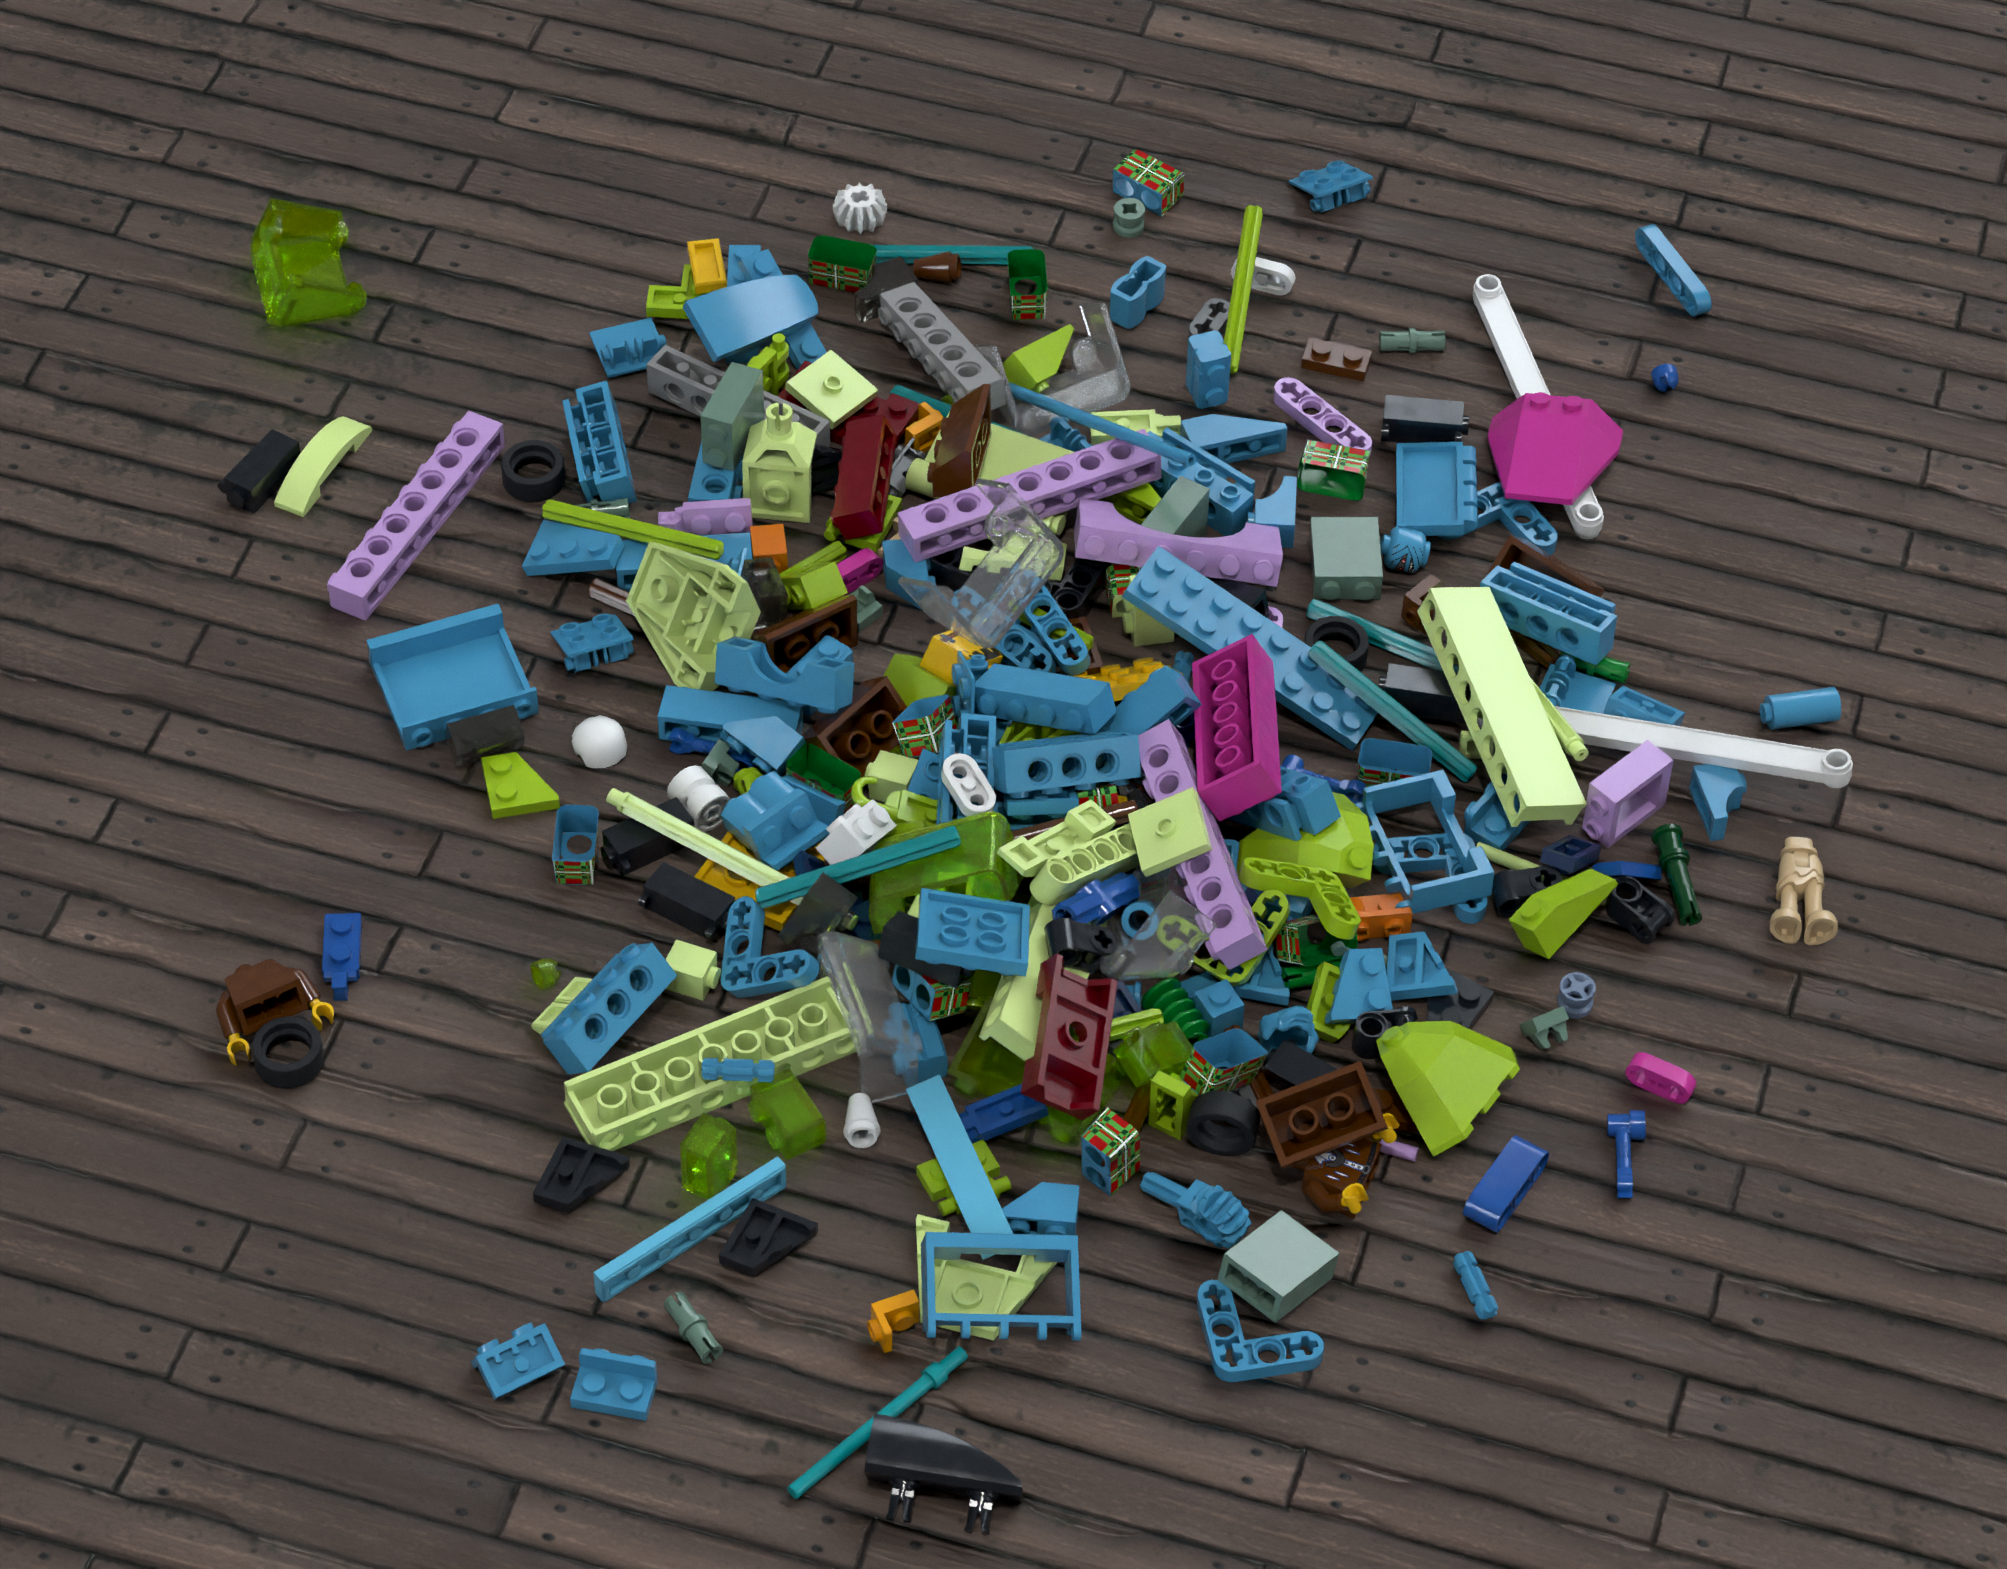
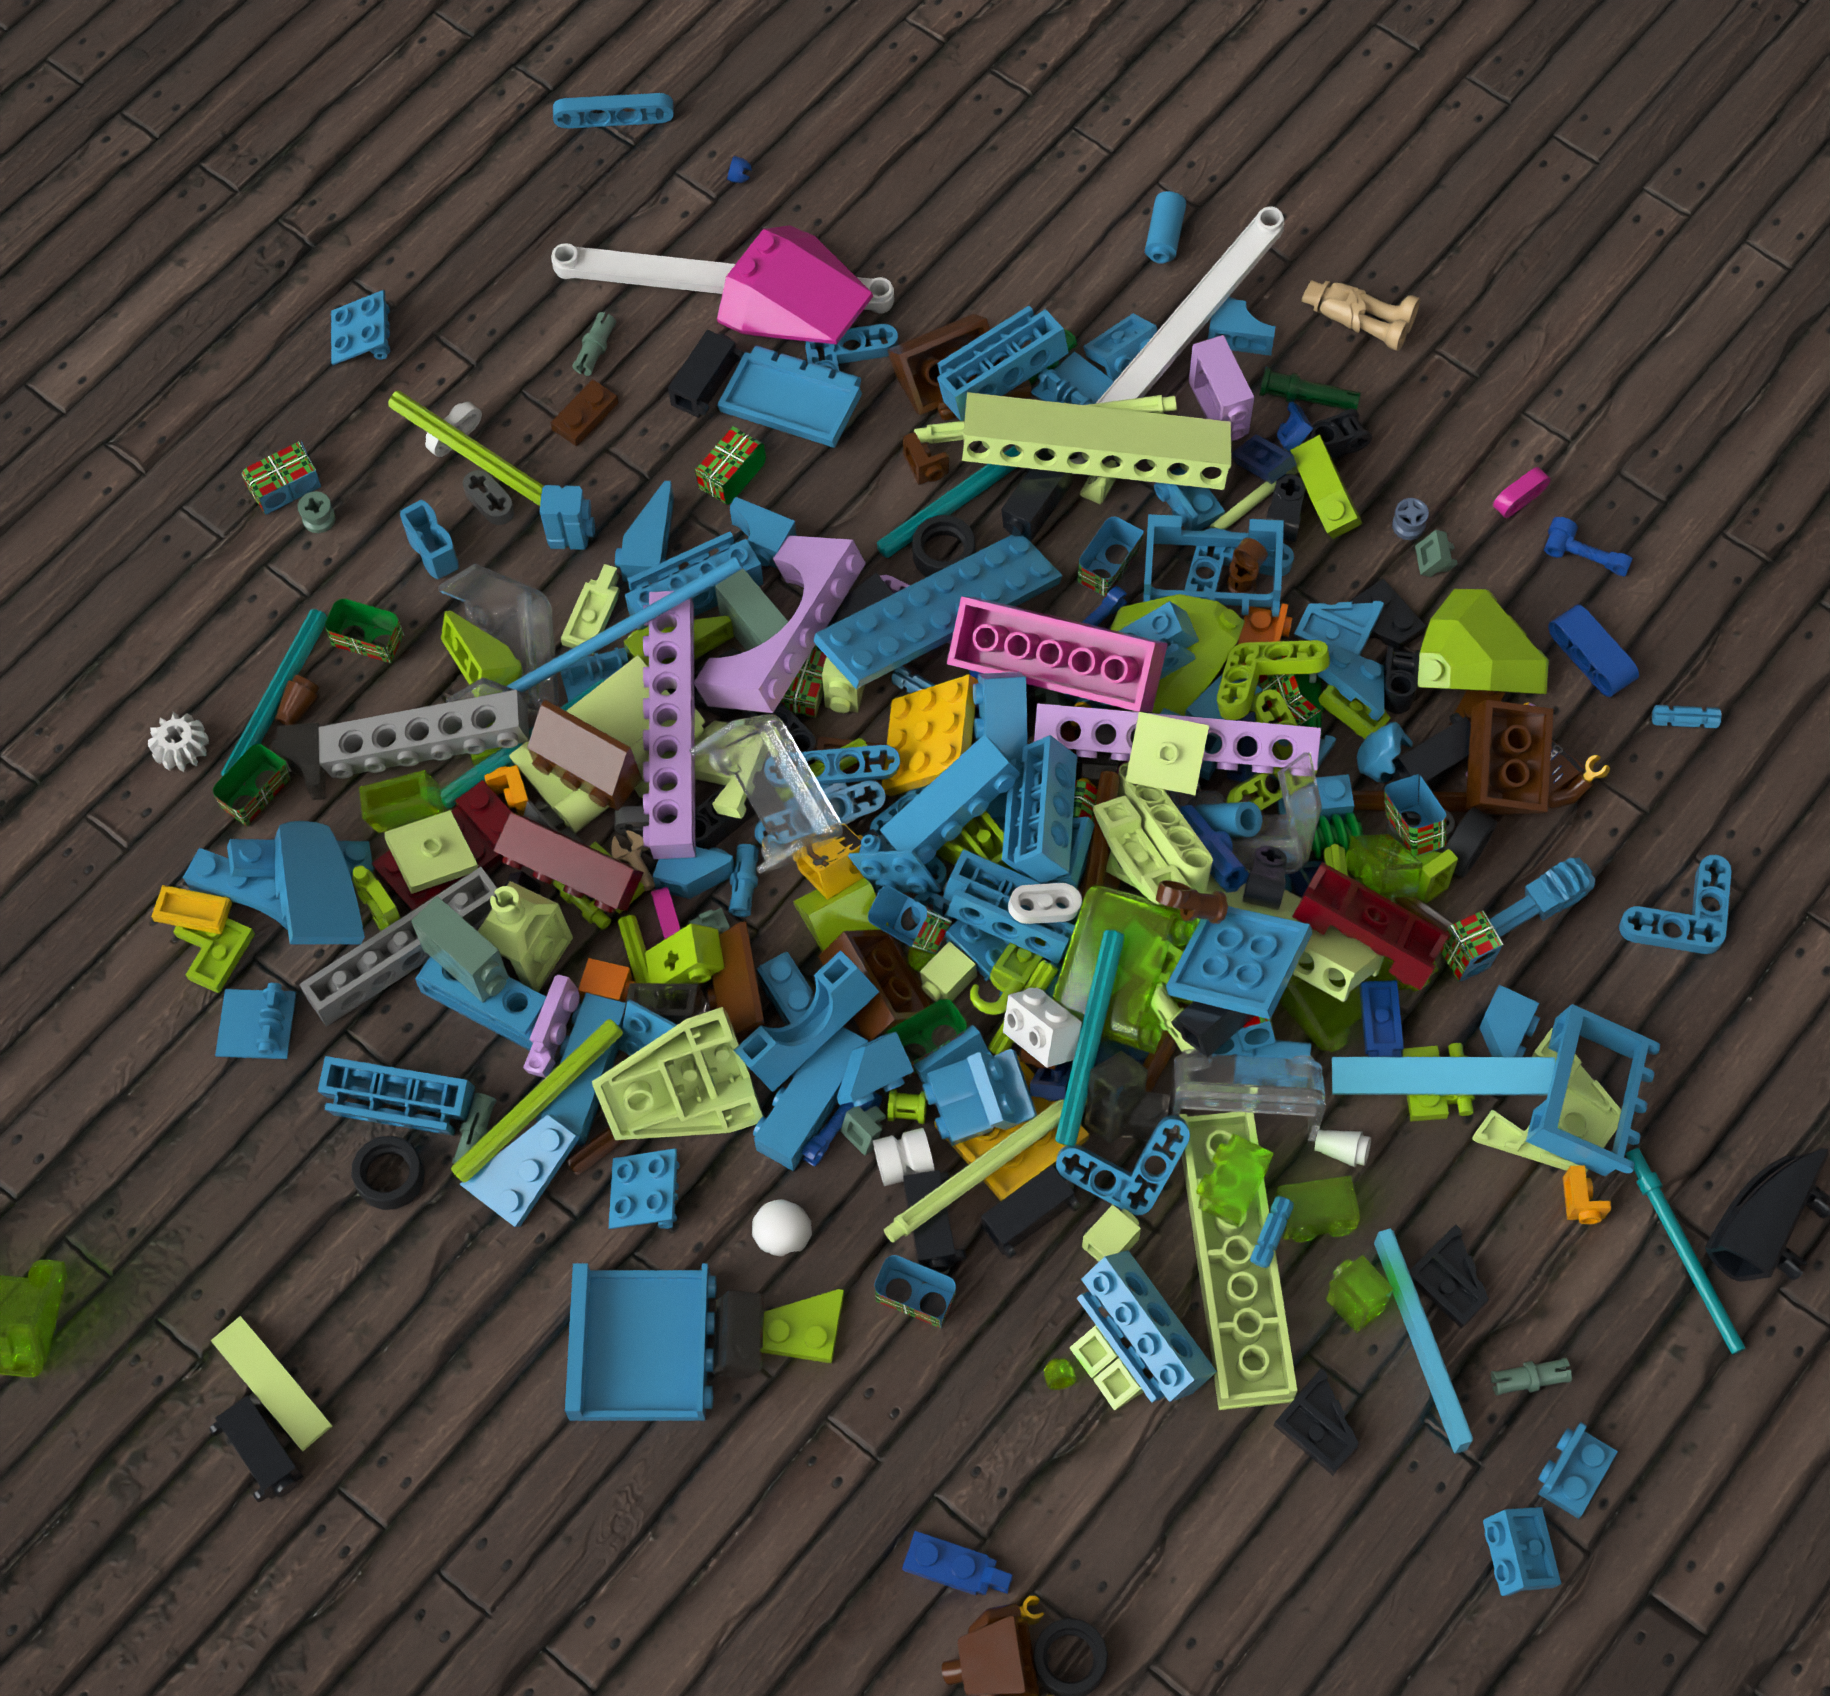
camera: 65 degrees left, 15 degrees up
(415, 515) = (322, 1206): lavender brick -> none
(773, 1024) = (1234, 1180): none -> clear neon green piece
(871, 355) = (400, 801): none -> clear neon green piece
(905, 617) = (743, 880): none -> dark azure pin
(1004, 855) = (1191, 902): none -> reddish brown connector
(1278, 1266) = (1632, 857): brick -> none
(1317, 423) = (654, 448): lavender beam -> none
(1345, 558) = (841, 498): sand green brick -> none
(1392, 710) = (1048, 530): teal axle -> none
(1405, 549) = (853, 446): dark azure head -> none
(1435, 865) = (1246, 557): none -> reddish brown connector

